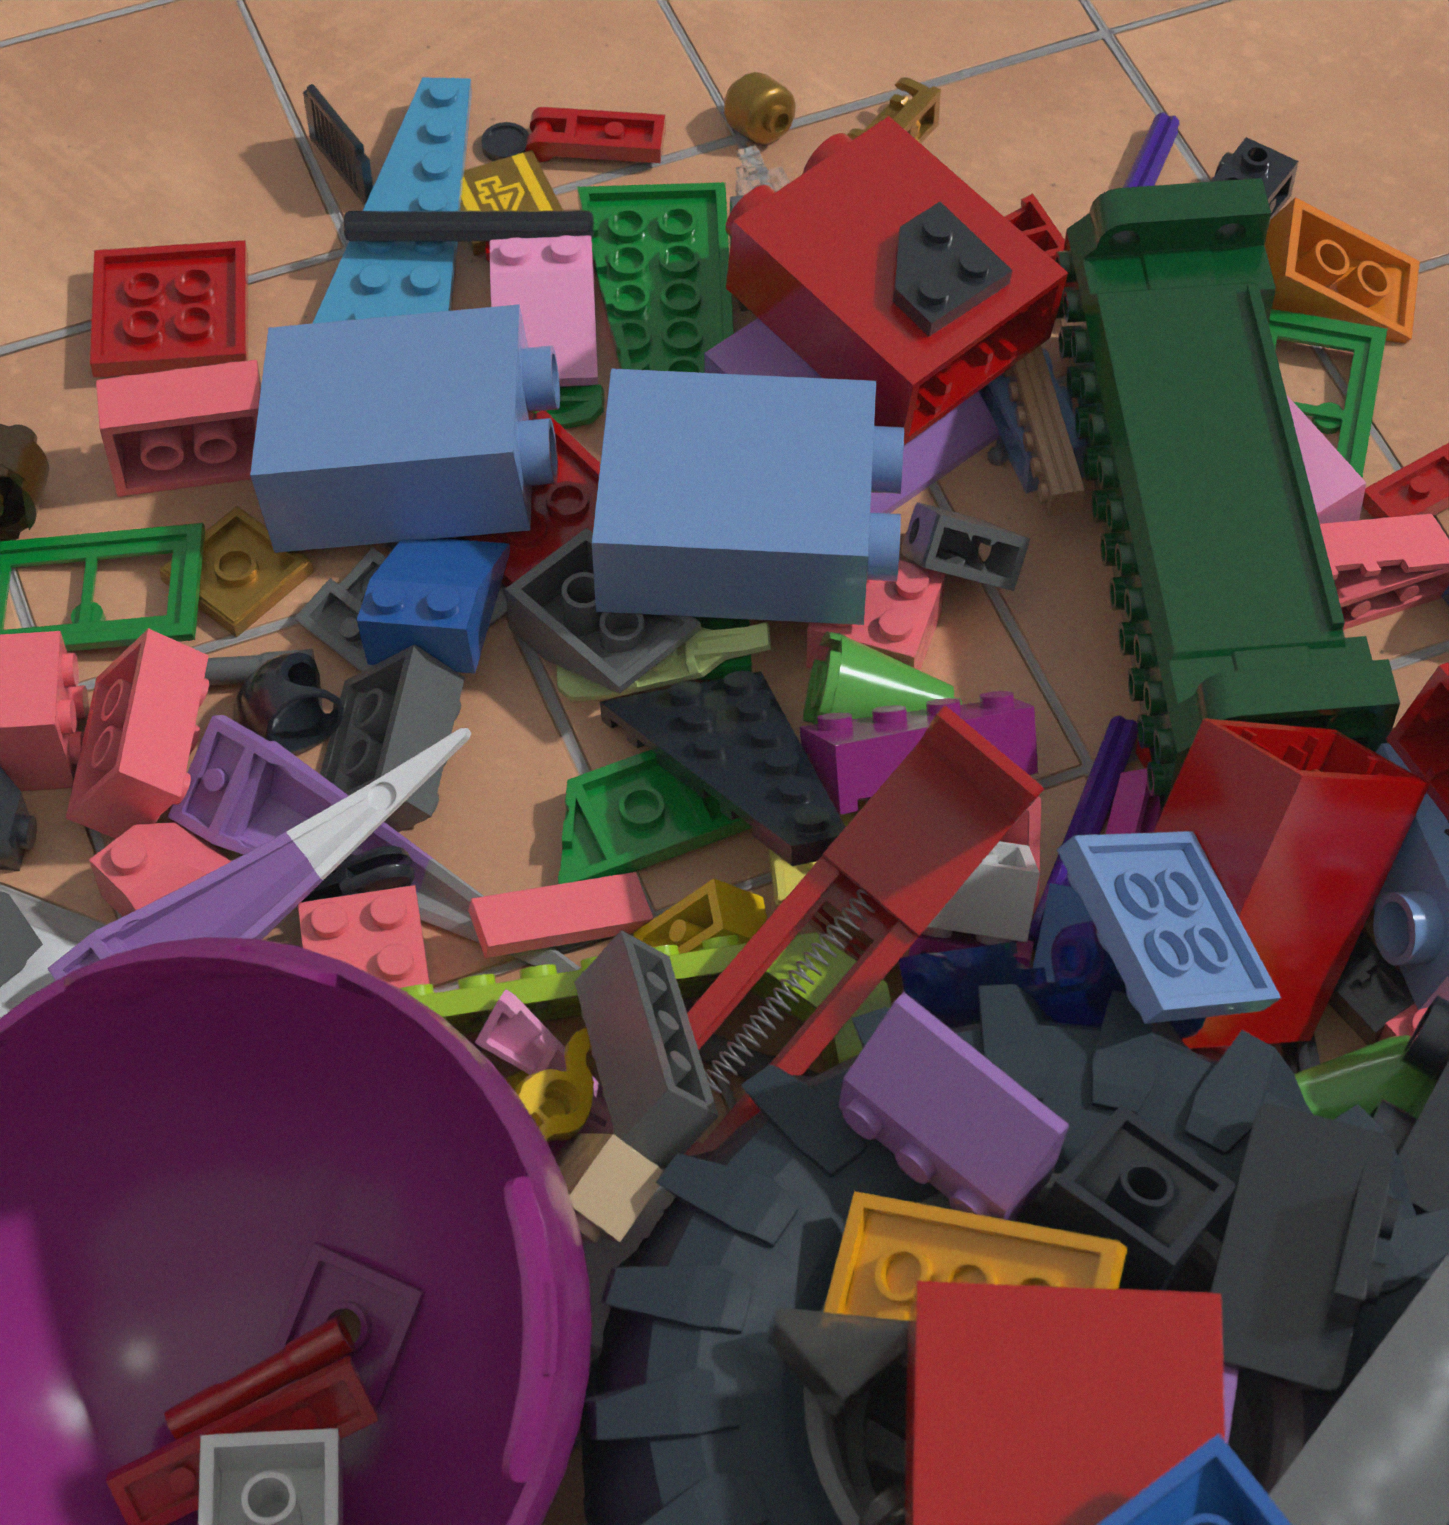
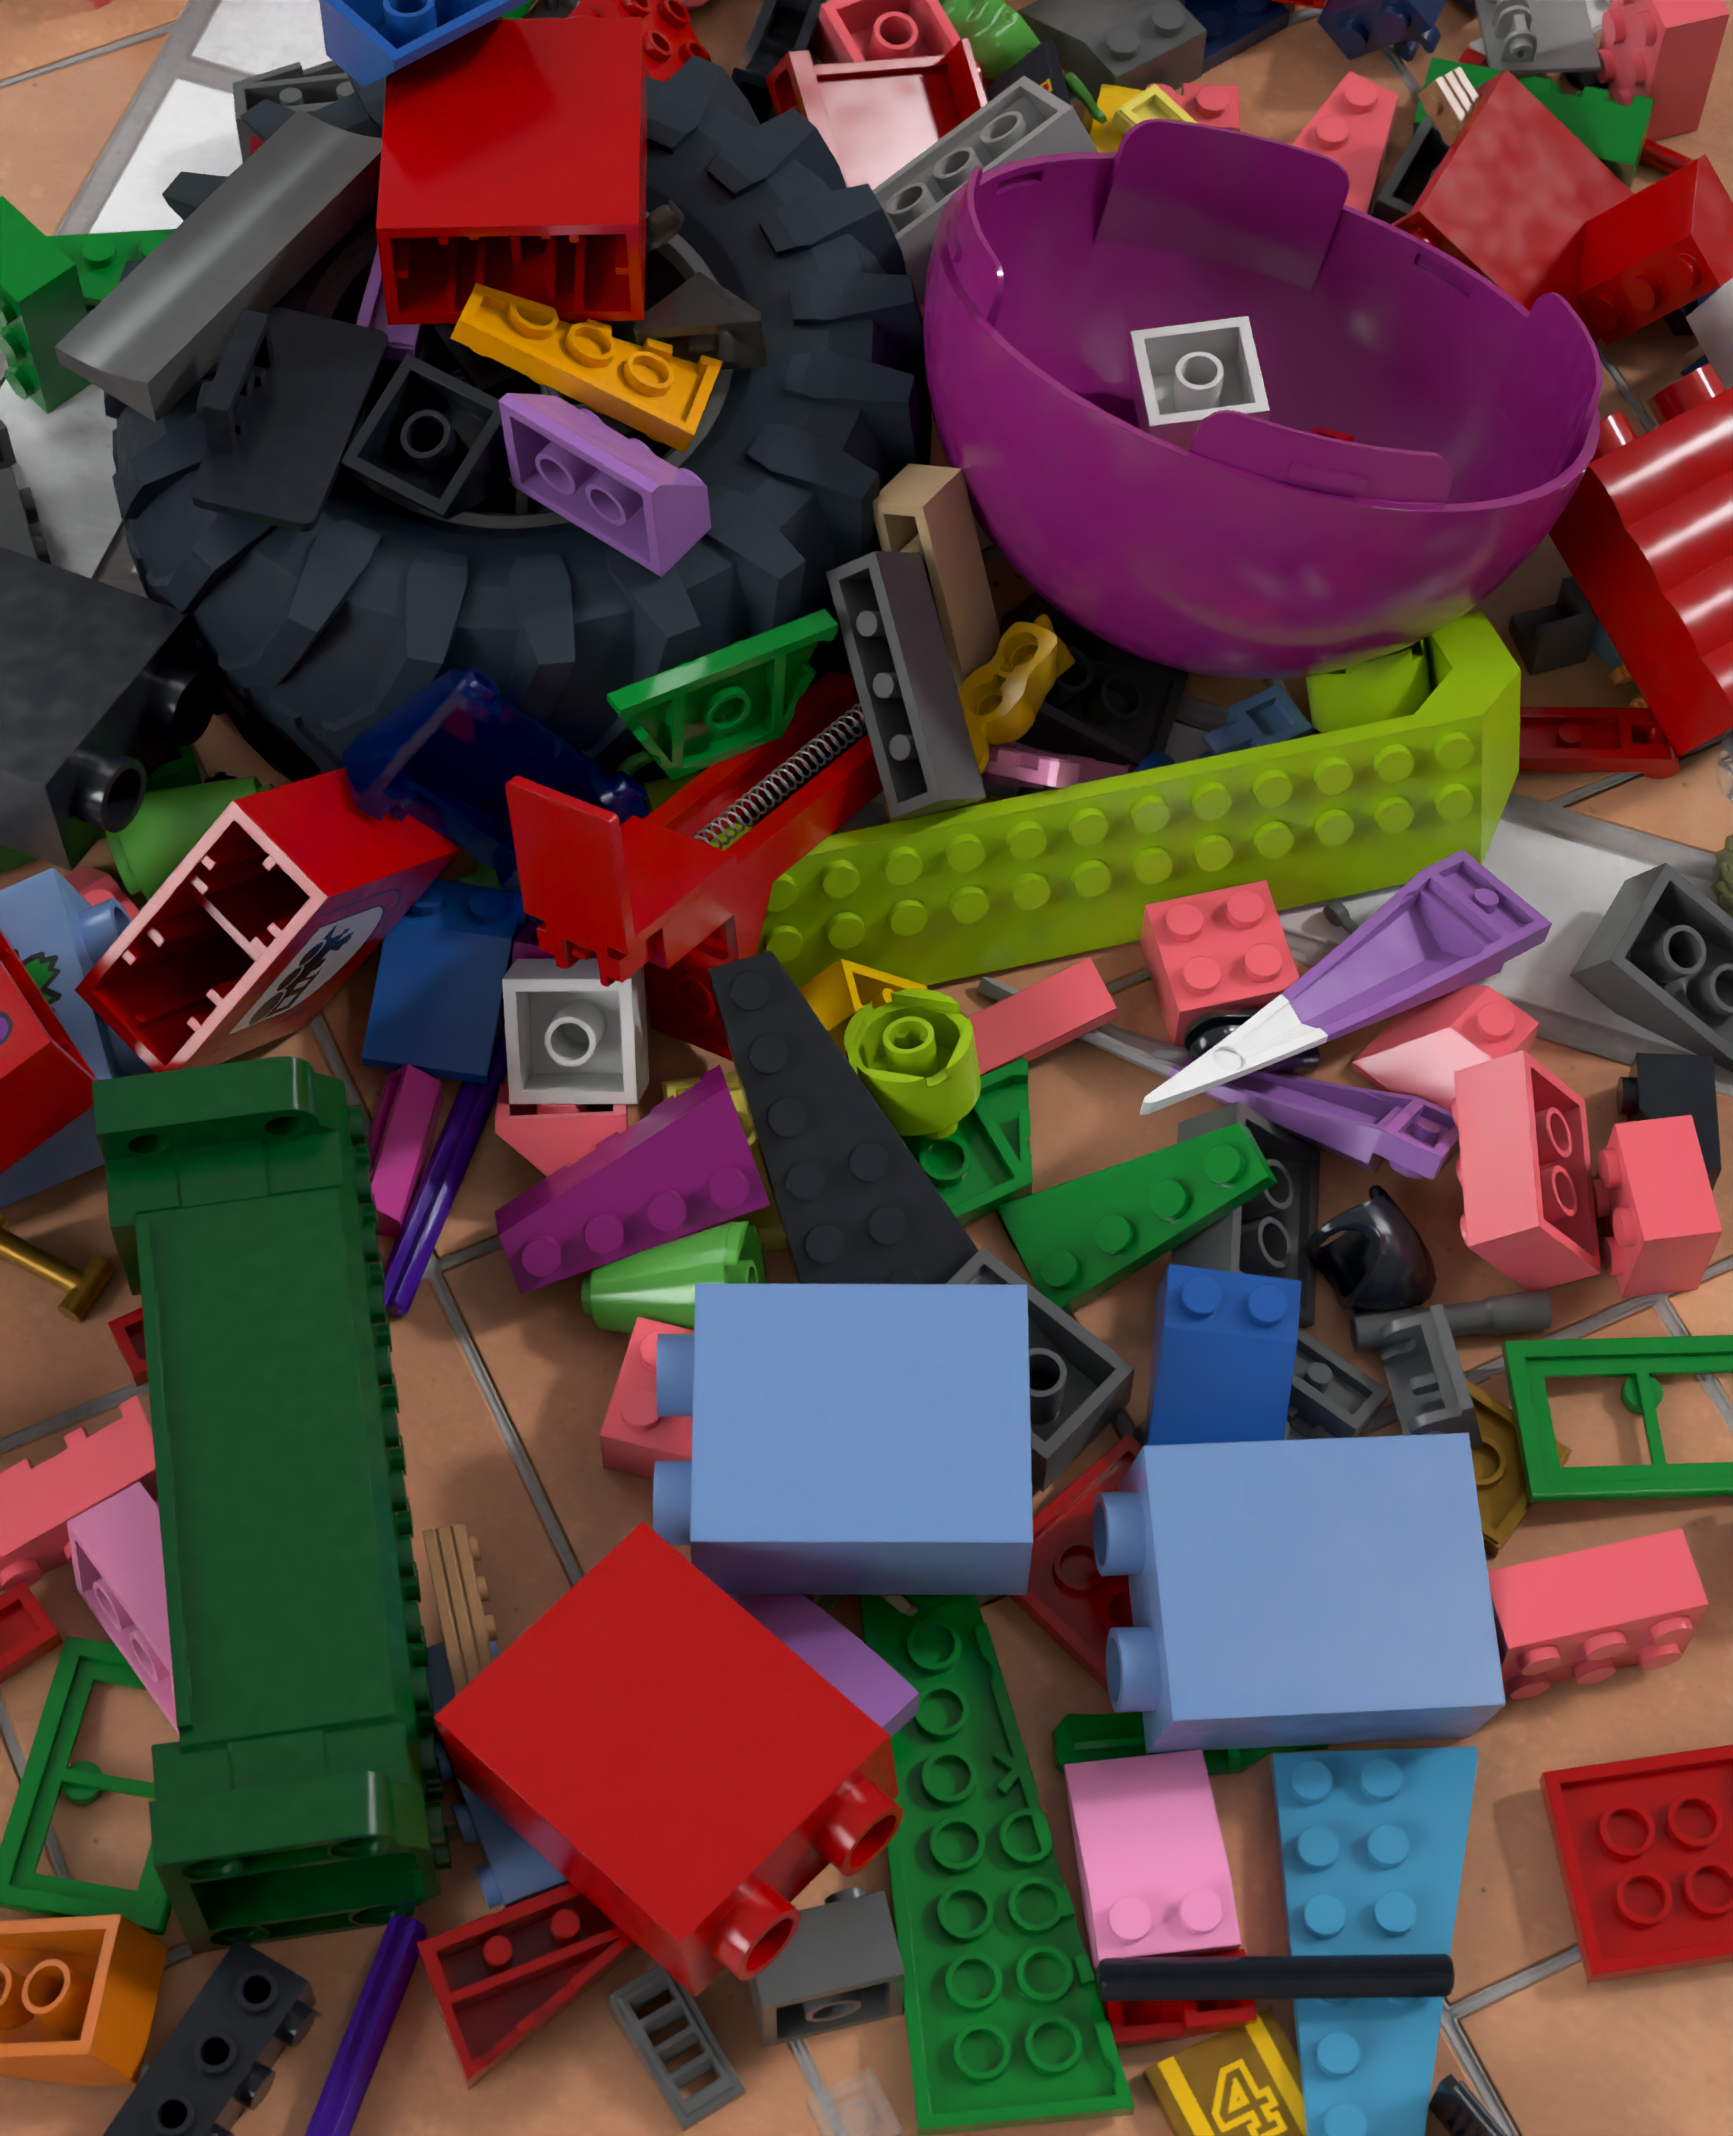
camera: 175 degrees right, 5 degrees up
(262, 596) = (1428, 1377): none -> dark grey hinge
(506, 722) = (1121, 1218): none -> green wing
(638, 824) = (916, 1061): none -> lime brick
(824, 1028) = (725, 698): none -> green wing
(943, 269) = (604, 1681): black plate -> none
(951, 542) = (580, 1484): dark grey torso -> none
(1167, 925) = (382, 714): medium blue plate -> none

